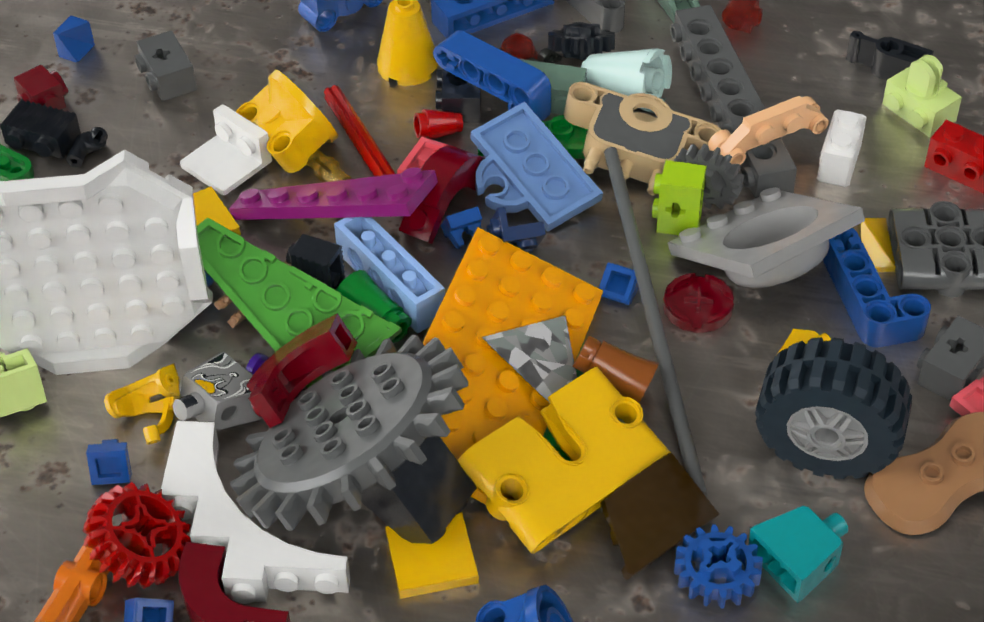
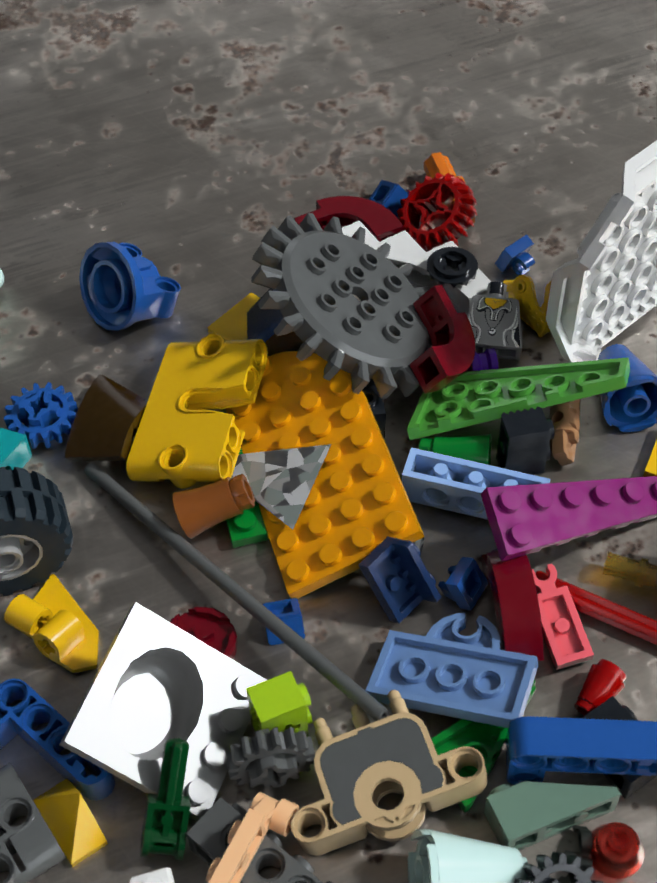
camera: 145 degrees right, 5 degrees up
(189, 440) = (452, 257): none -> black gear
(802, 183) = (168, 810): none -> dark green connector

